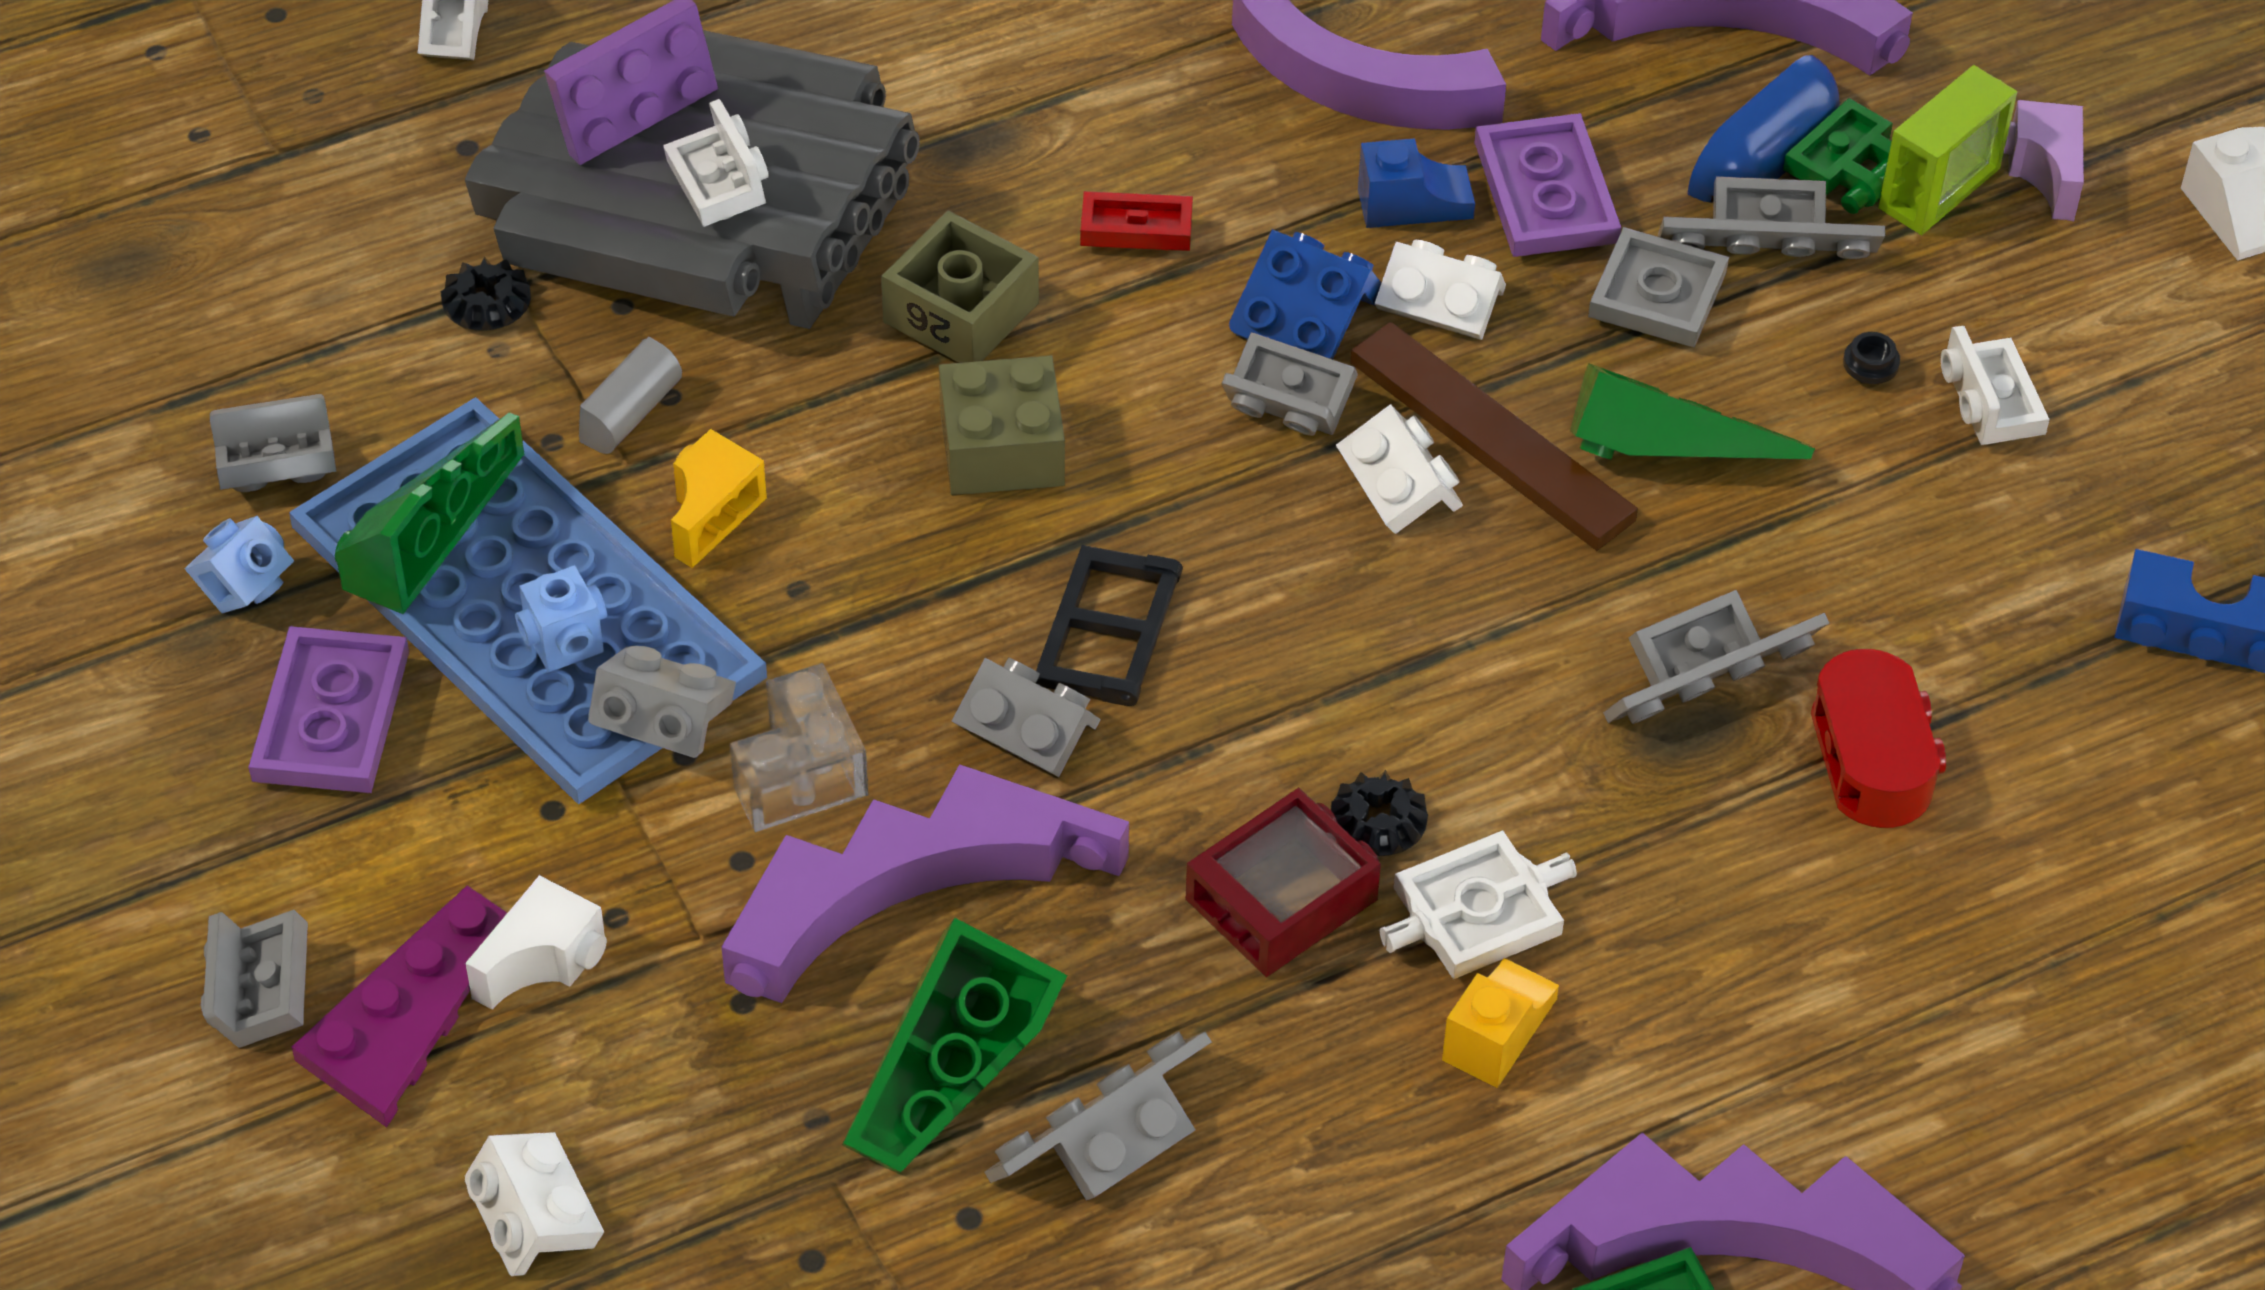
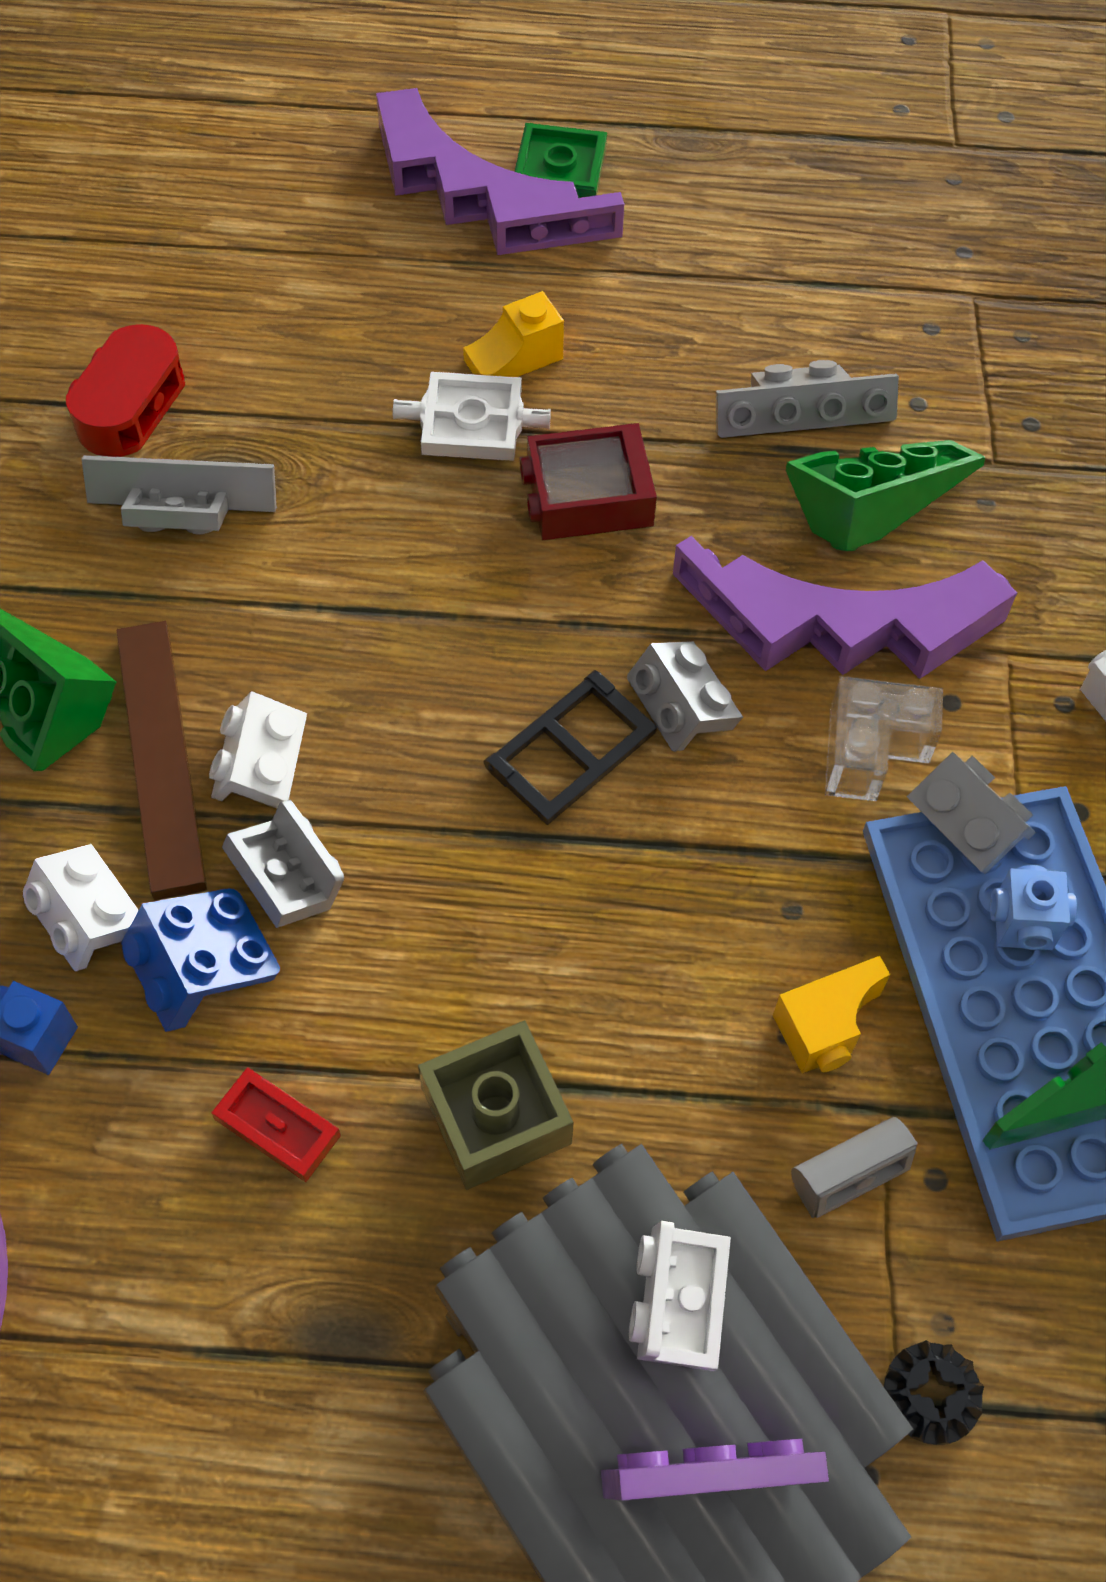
camera: 150 degrees left, 10 degrees up
(1002, 425) = (546, 948): olive brick -> none
(1383, 833) = (473, 522): black gear -> none

